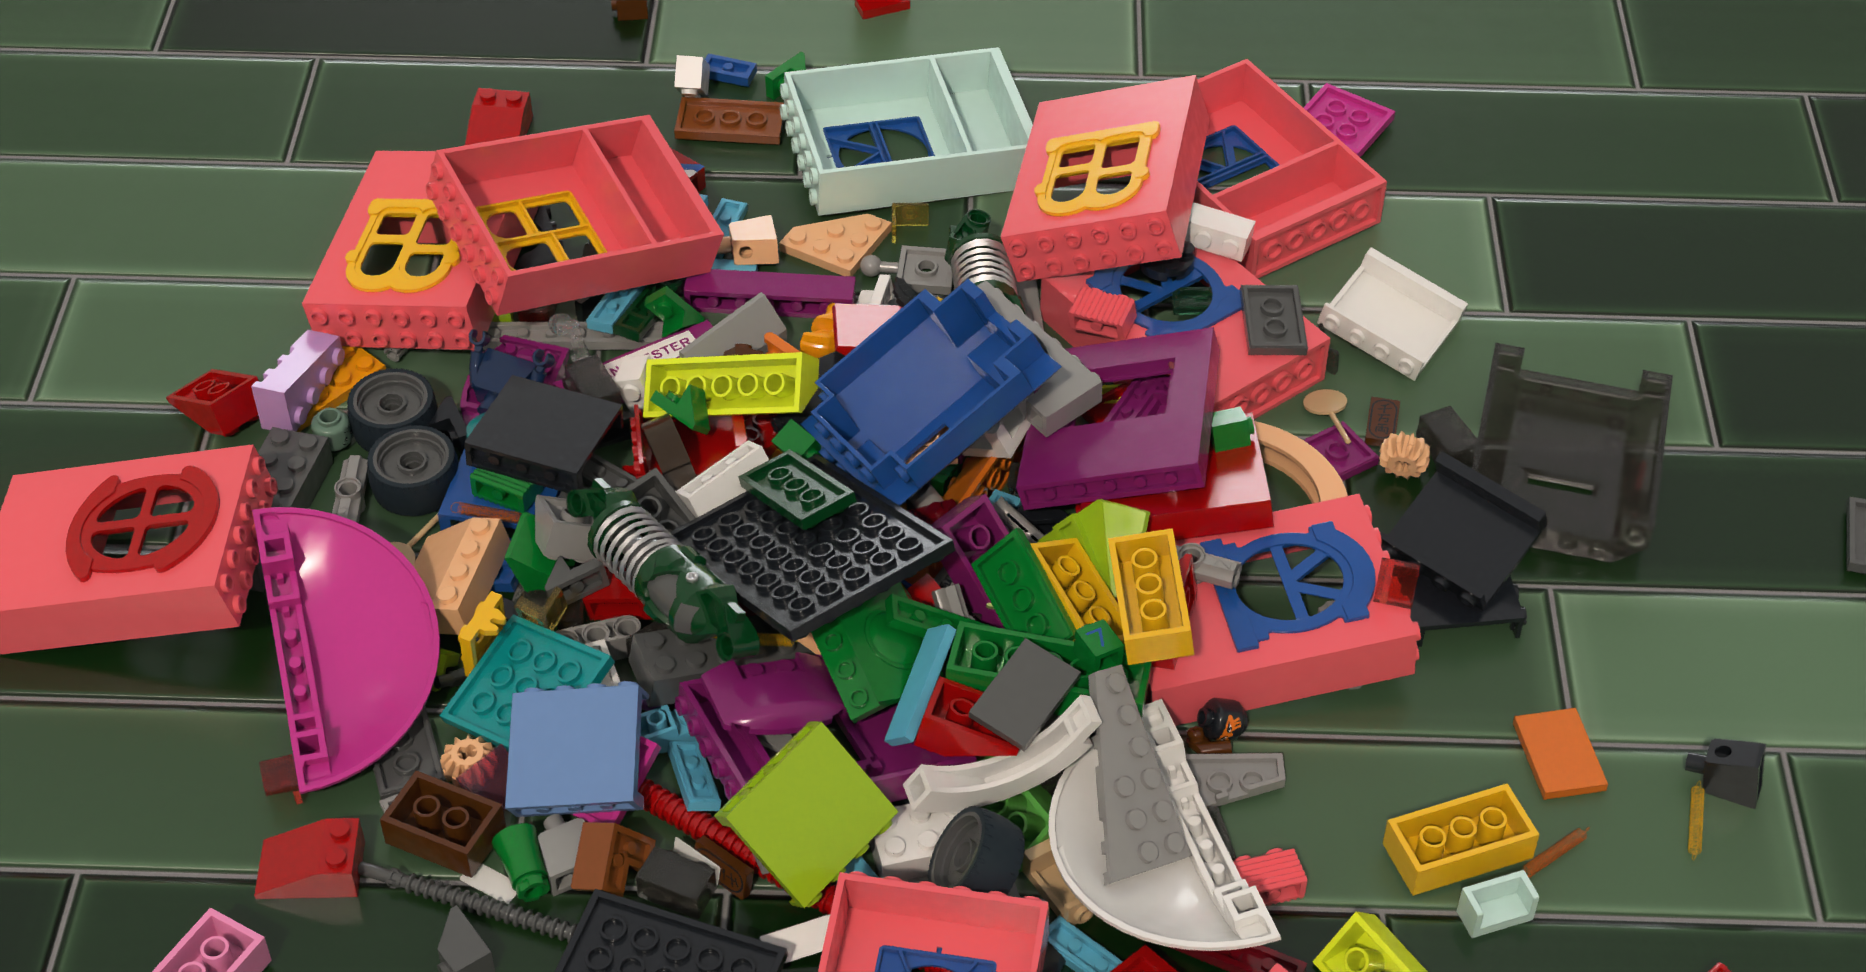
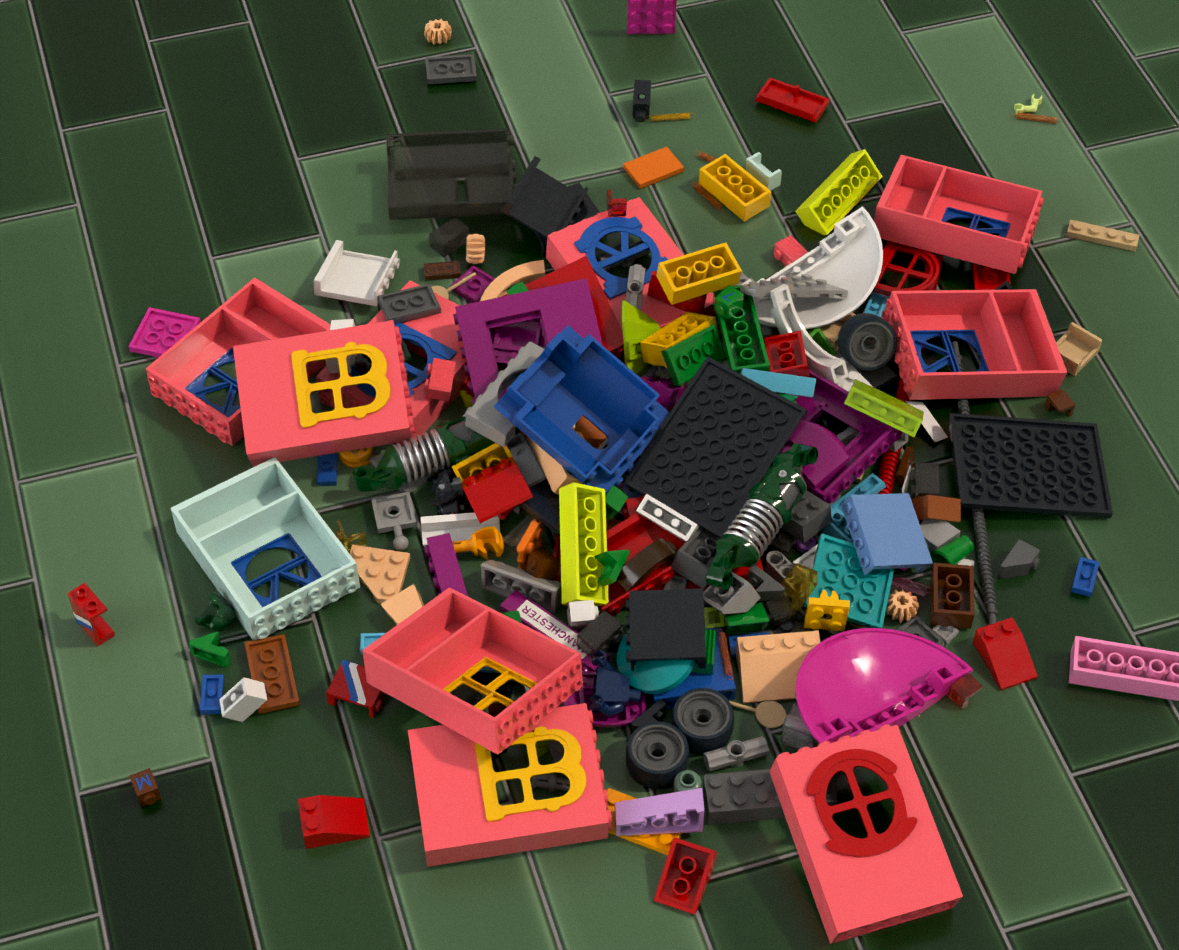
camera: 110 degrees left, 5 degrees up
(797, 489) = (674, 465): dark green plate -> none
(1024, 694) = (771, 328): dark grey tile -> none

